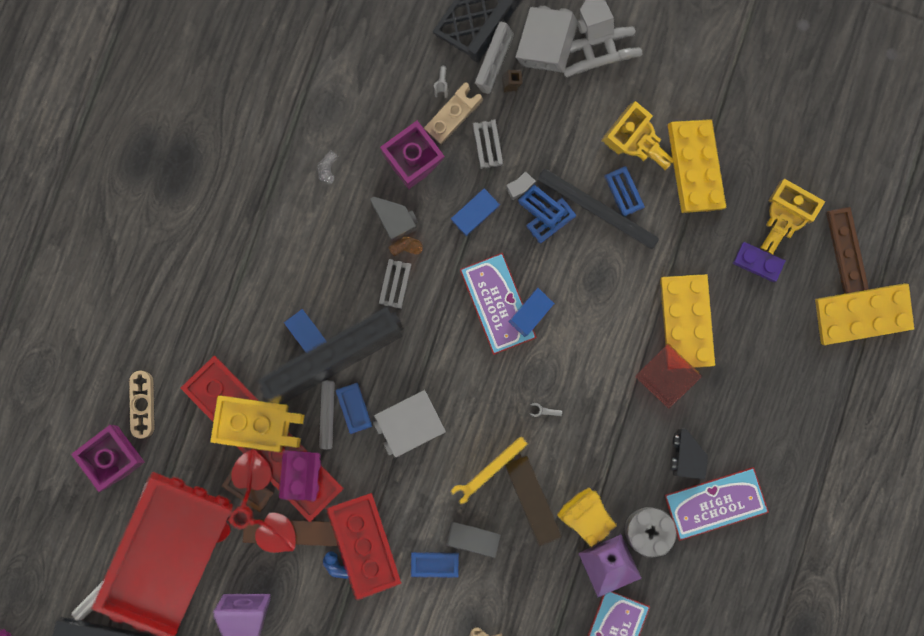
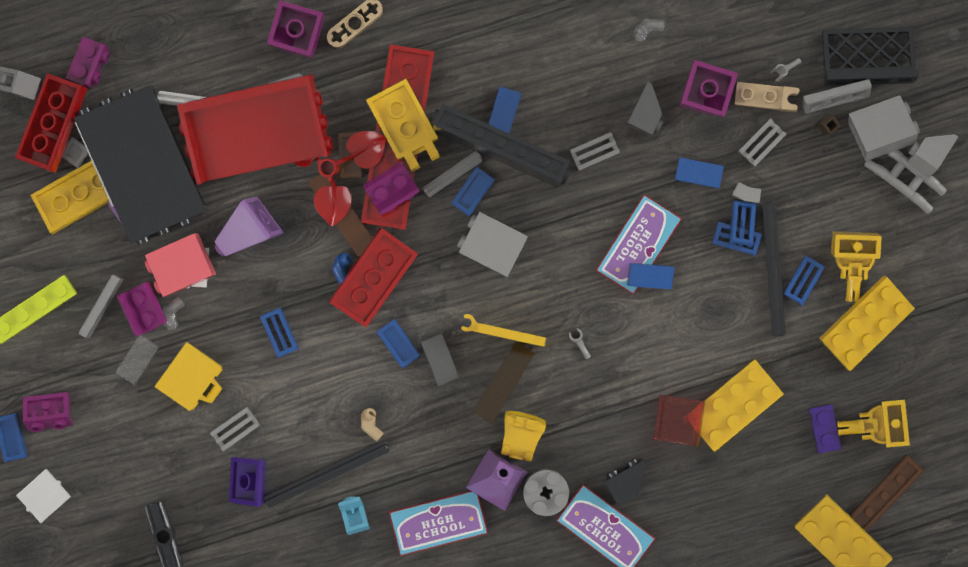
camera: 55 degrees right, 5 degrees up
(406, 244) = (633, 138): clear orange arm -> none

